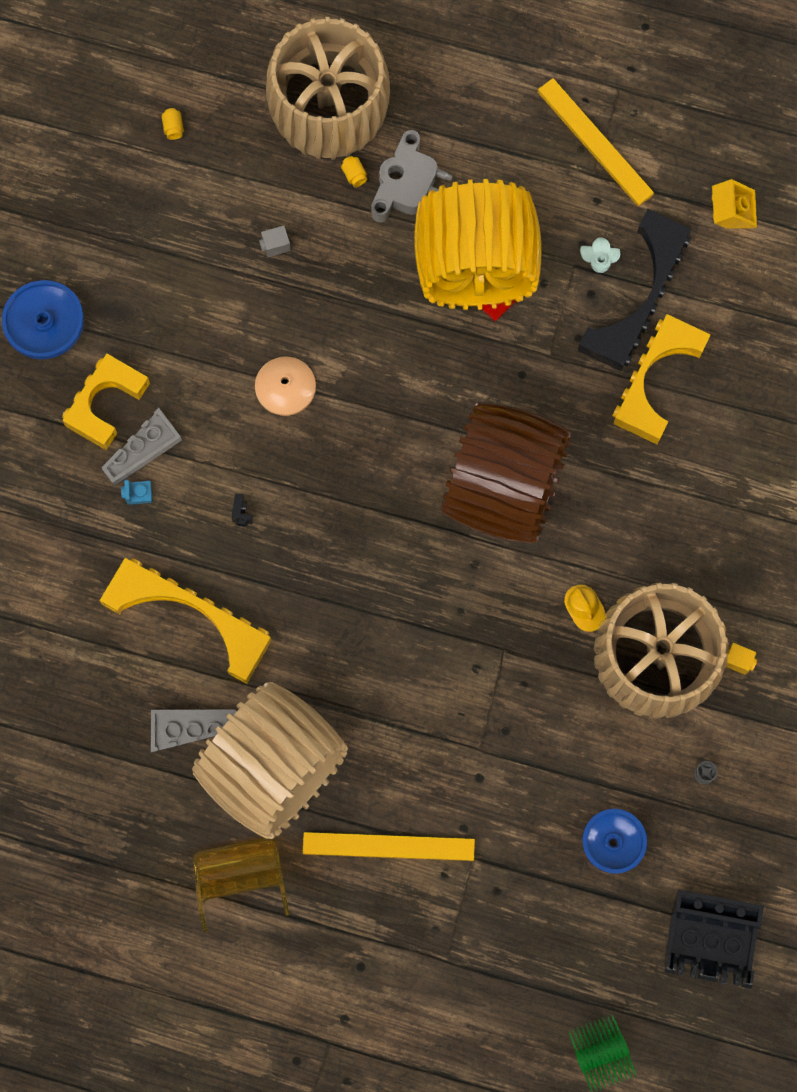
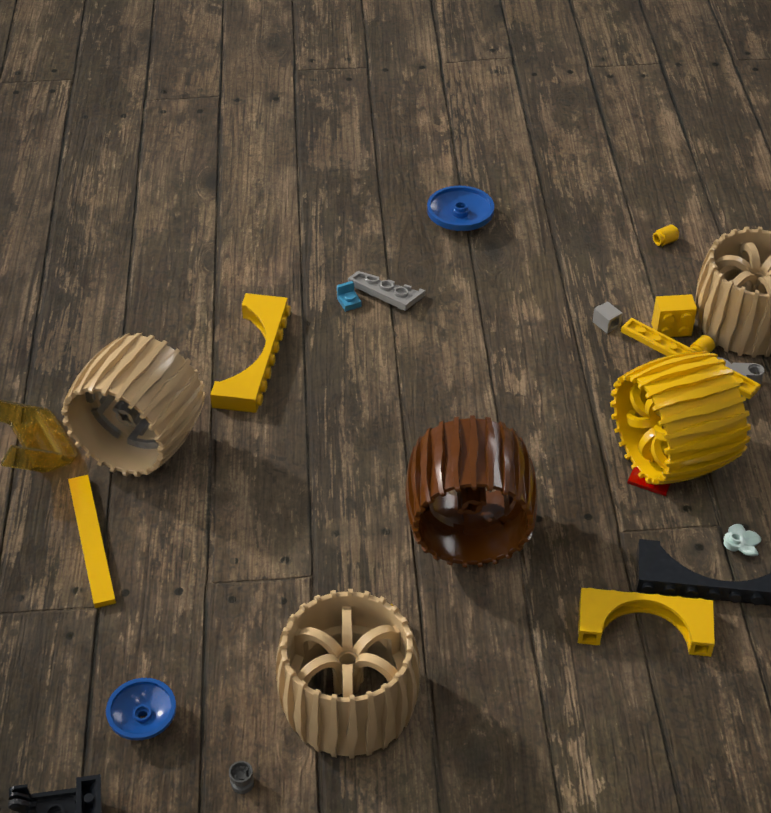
camera: 75 degrees right, 30 degrees down
(109, 374) = (397, 249): yellow arch -> none
(238, 508) = (360, 356): black bracket -> none
(289, 397) = (486, 361): light nougat dish -> none
(309, 177) = (674, 315): none -> yellow brick
(374, 192) = (669, 346): none -> yellow tile
(741, 659) = (379, 775): yellow brick -> none

